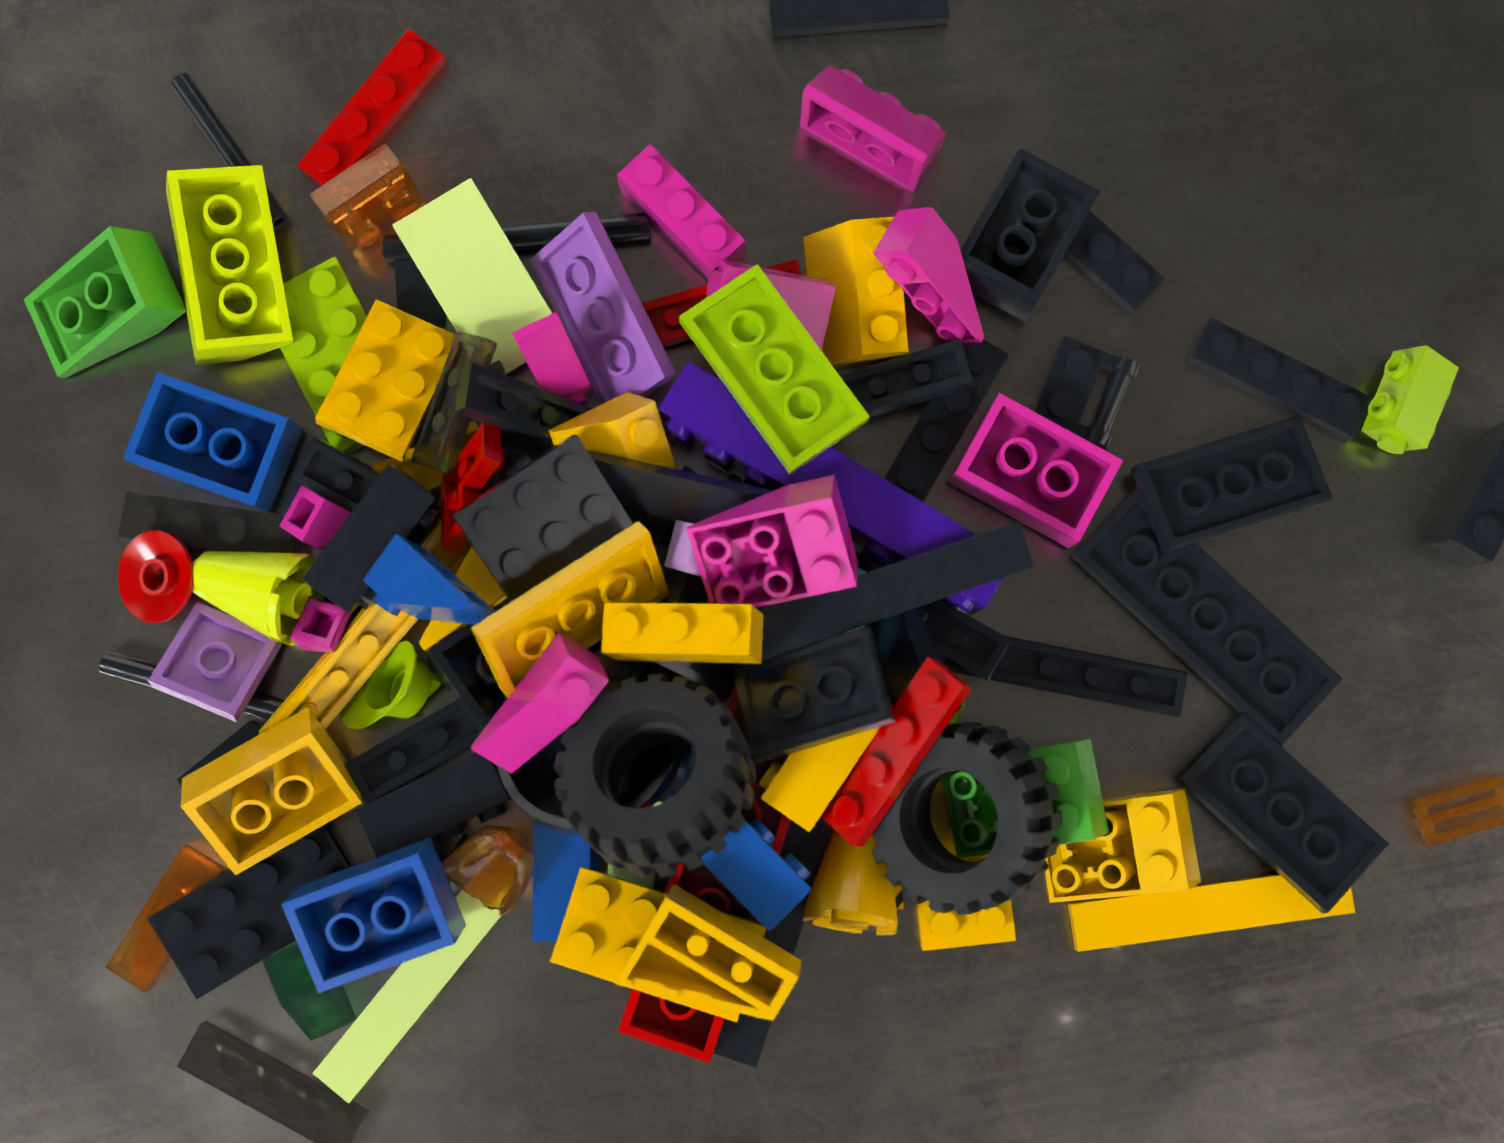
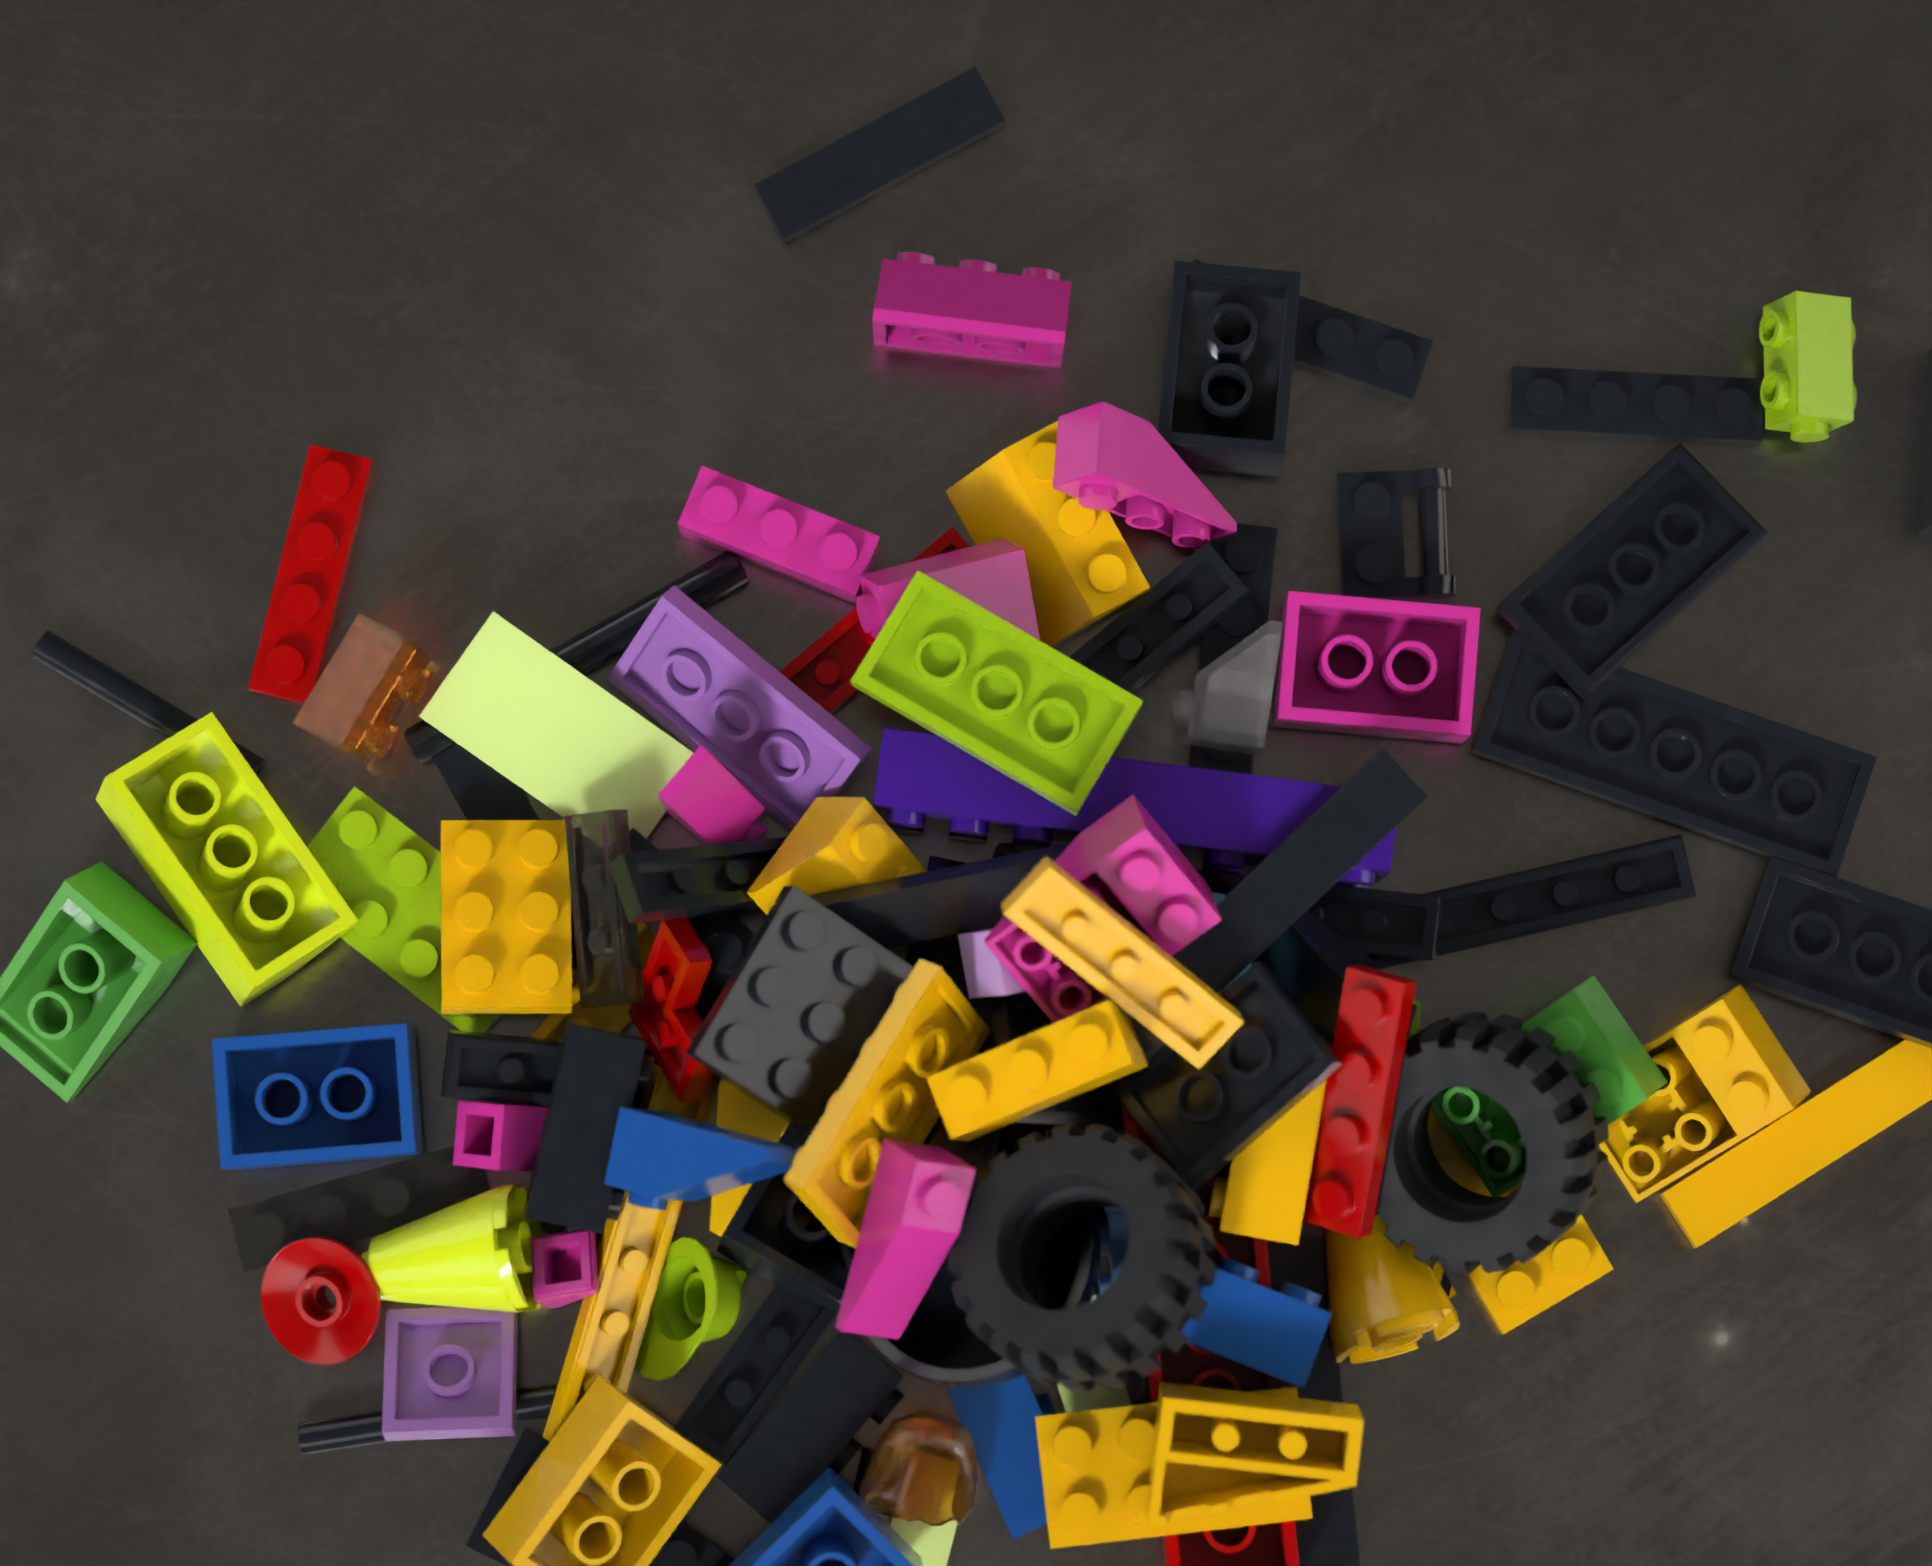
camera: 25 degrees left, 0 degrees up
(773, 582) = (1122, 962): none -> yellow plate
(931, 446) = (1233, 695): none -> clear slope

